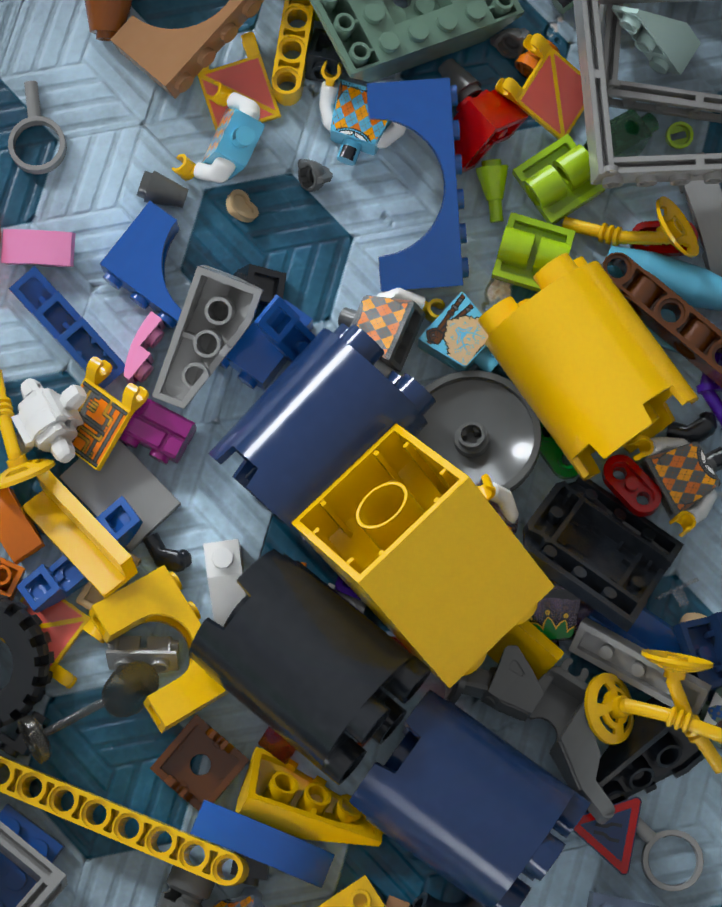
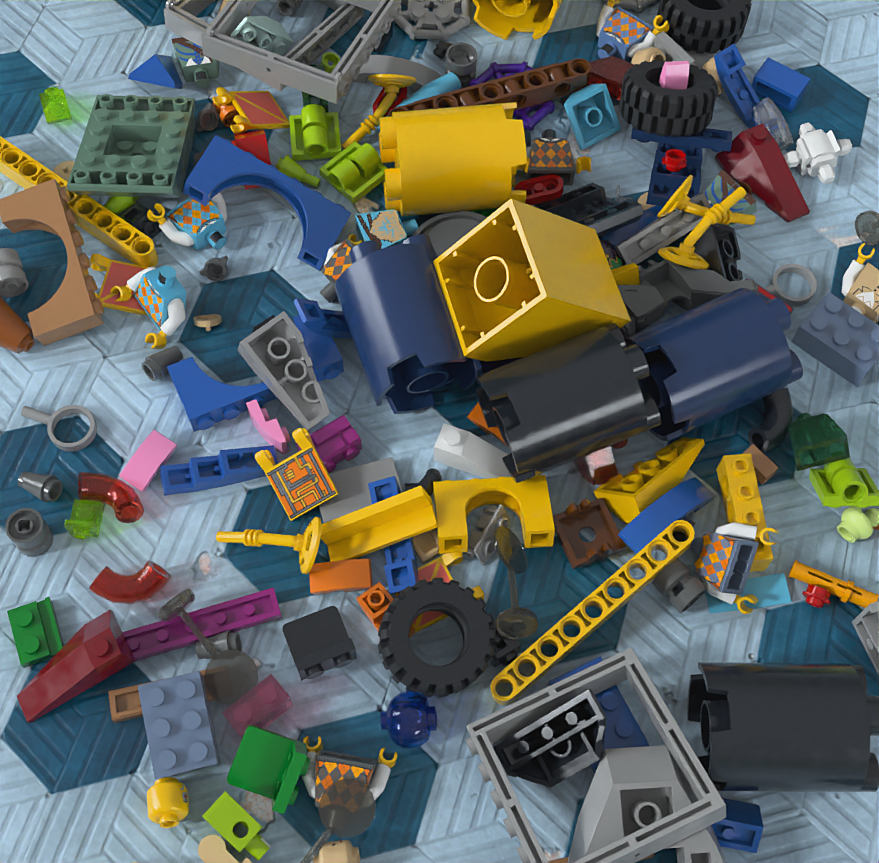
camera: 65 degrees left, 15 degrees down
(49, 419) = (281, 506): white piece -> none

